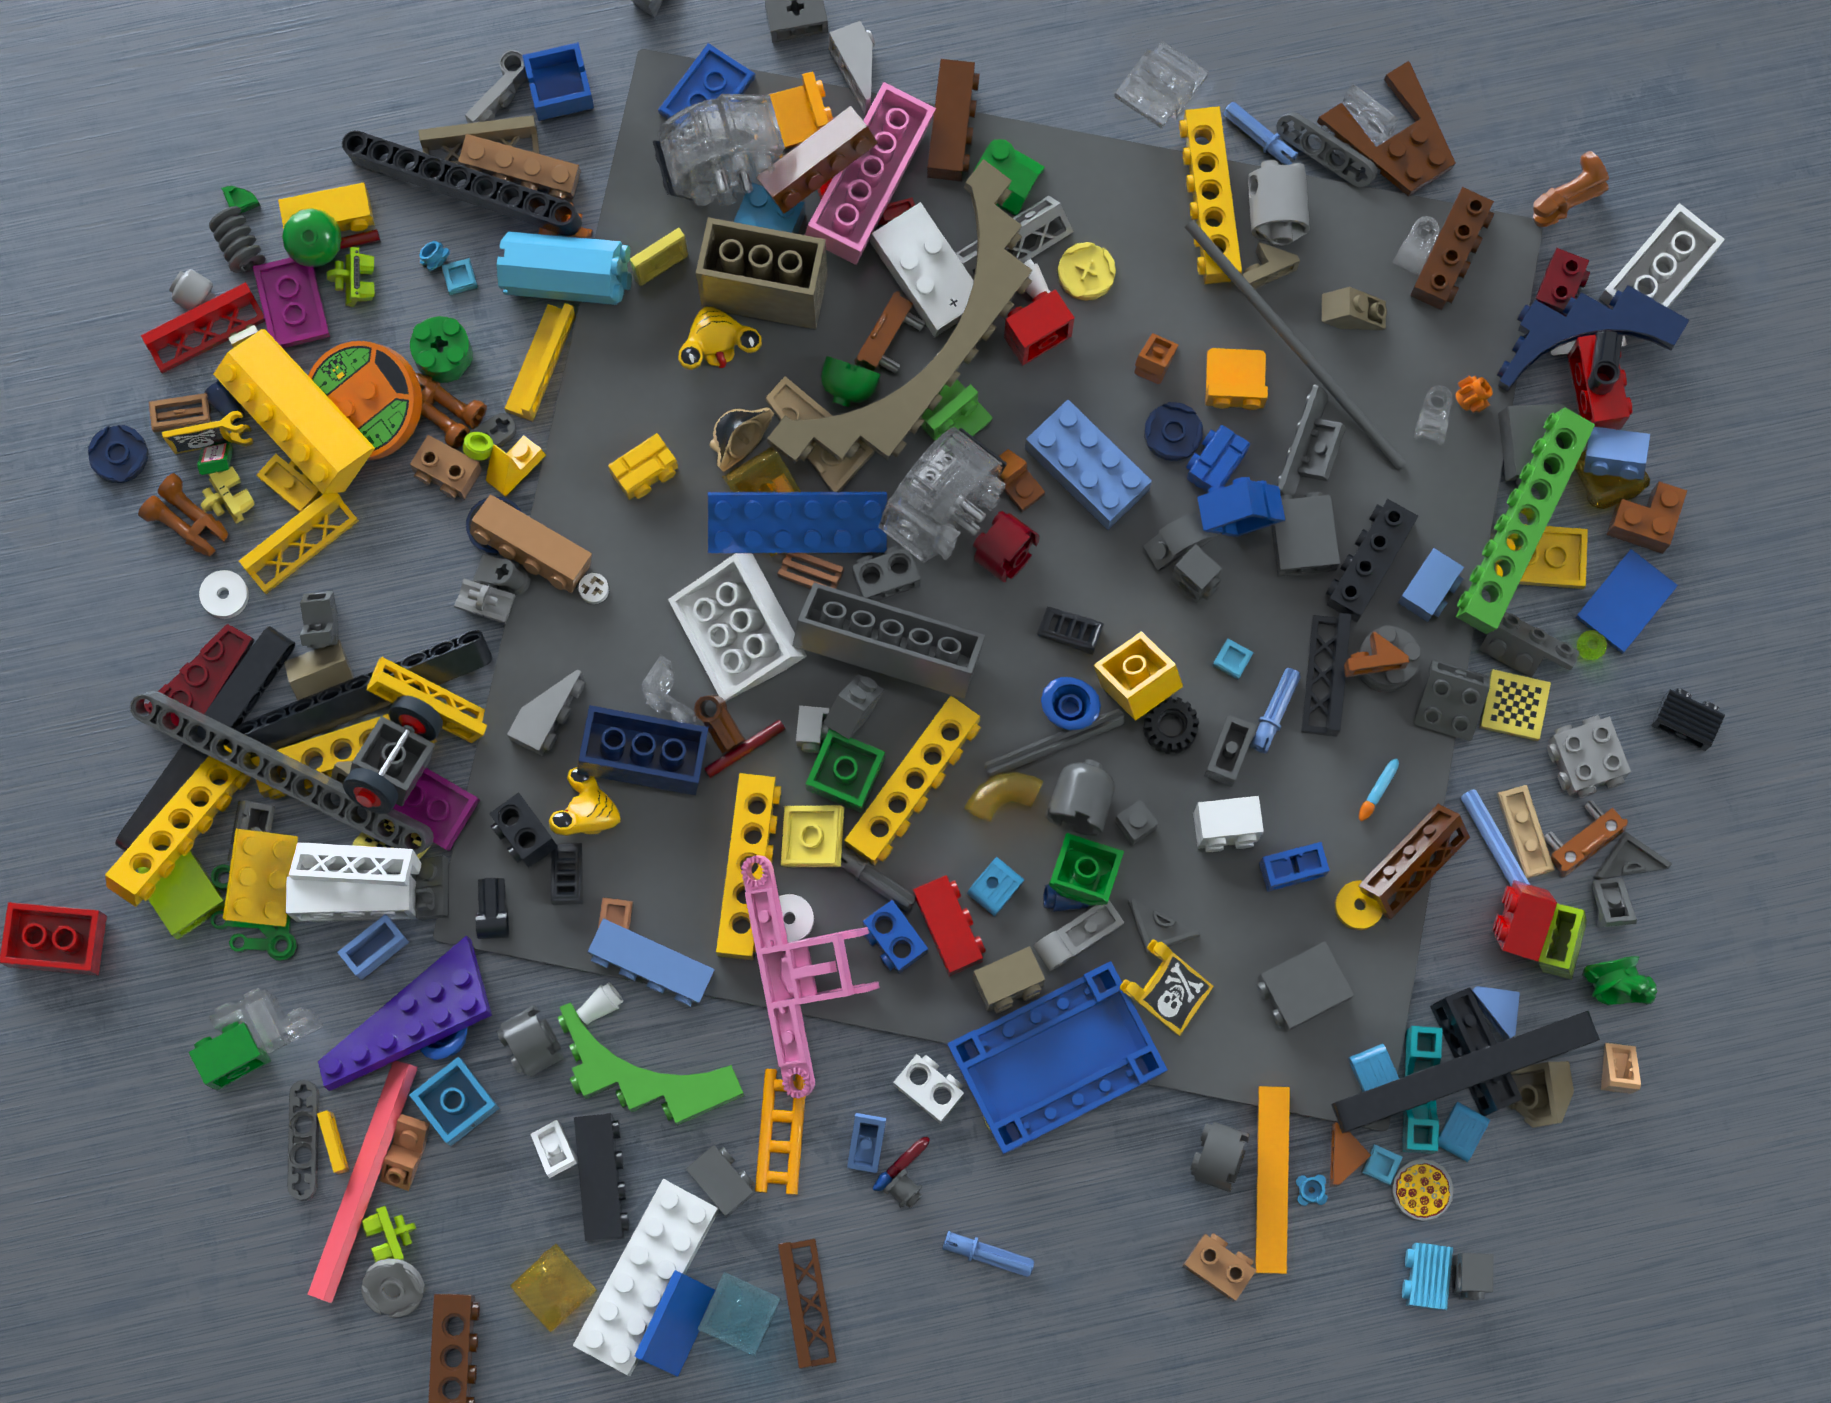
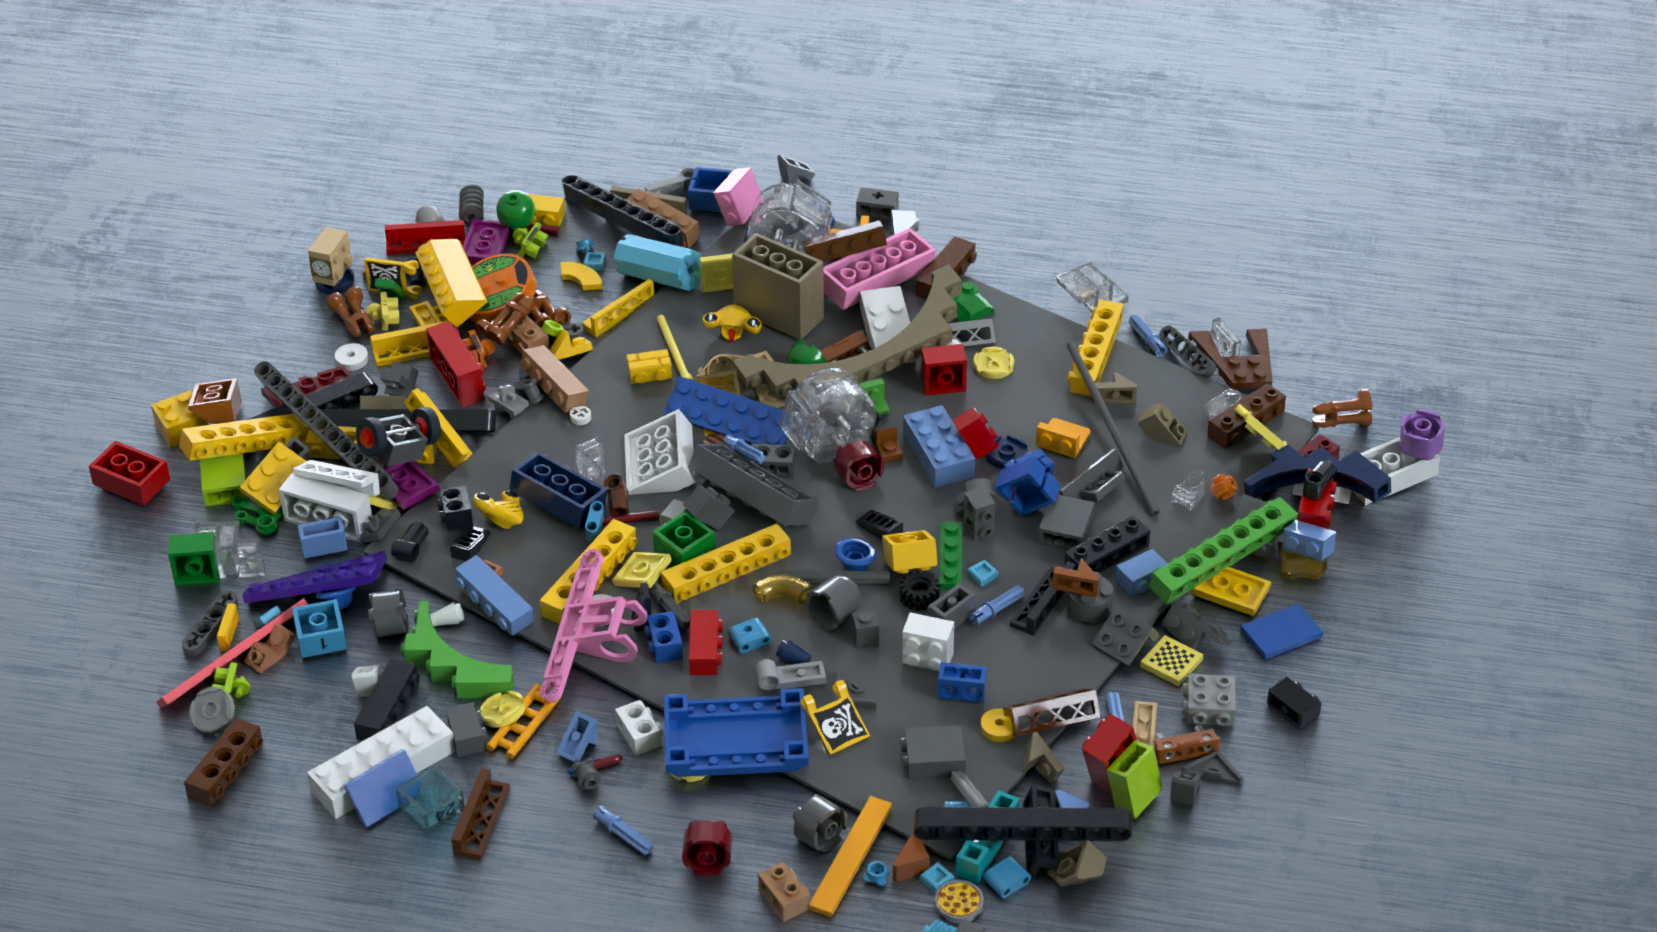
camera: 25 degrees right, 35 degrees down
(61, 810) = (173, 416): none -> yellow brick
(100, 773) = (216, 401): none -> dark orange slope
(104, 437) = (330, 256): none -> tan brick
(240, 198) = (489, 195): green tile -> none
(372, 1103) = (266, 617): none -> medium azure tile
(382, 566) = (456, 364): none -> red brick
(397, 480) = (502, 325): none -> dark orange piece
(398, 529) = (480, 349): none -> orange hips
(439, 333) = (561, 283): green brick -> none
(464, 310) = (581, 274): none -> yellow tile
(540, 718) = (499, 461): light grey slope -> none
(553, 1287) = (315, 748): clear yellow slope -> none
(609, 91) = (737, 196): none -> bright pink brick
(701, 466) = (673, 348): none -> light yellow bar
(716, 785) = (594, 521): none -> dark azure piece
(748, 1128) = (502, 709): none -> light yellow tile
(840, 579) = (740, 446): none -> medium blue axle
(848, 910) = (645, 601): none -> black slope
(1009, 980) = (726, 673): dark tan brick -> none
(1085, 870) = (815, 637): green slope -> none
(1105, 1248) = (707, 847): none -> dark red brick
(1133, 434) = (975, 433): none -> red piece
(1155, 358) = (1013, 412): dark orange slope -> none
(1181, 644) = (950, 555): none -> green plate
(1278, 202) = (1138, 356): light grey cylinder -> none
(1374, 1035) = (968, 789): none -> light grey axle
(1378, 790) = (1035, 675): medium azure piece -> none
(1428, 940) = (1040, 755): none -> dark tan slope
(1496, 287) = (1256, 427): none -> light yellow plate
(1585, 651) = (1243, 645): clear neon green plate -> none
(1620, 983) = (1167, 821): green piece -> none
(1620, 1069) = (1142, 881): light nougat slope -> none
(1651, 524) = (1318, 592): dark orange brick -> none
(1712, 212) = (1422, 434): none -> medium lavender brick

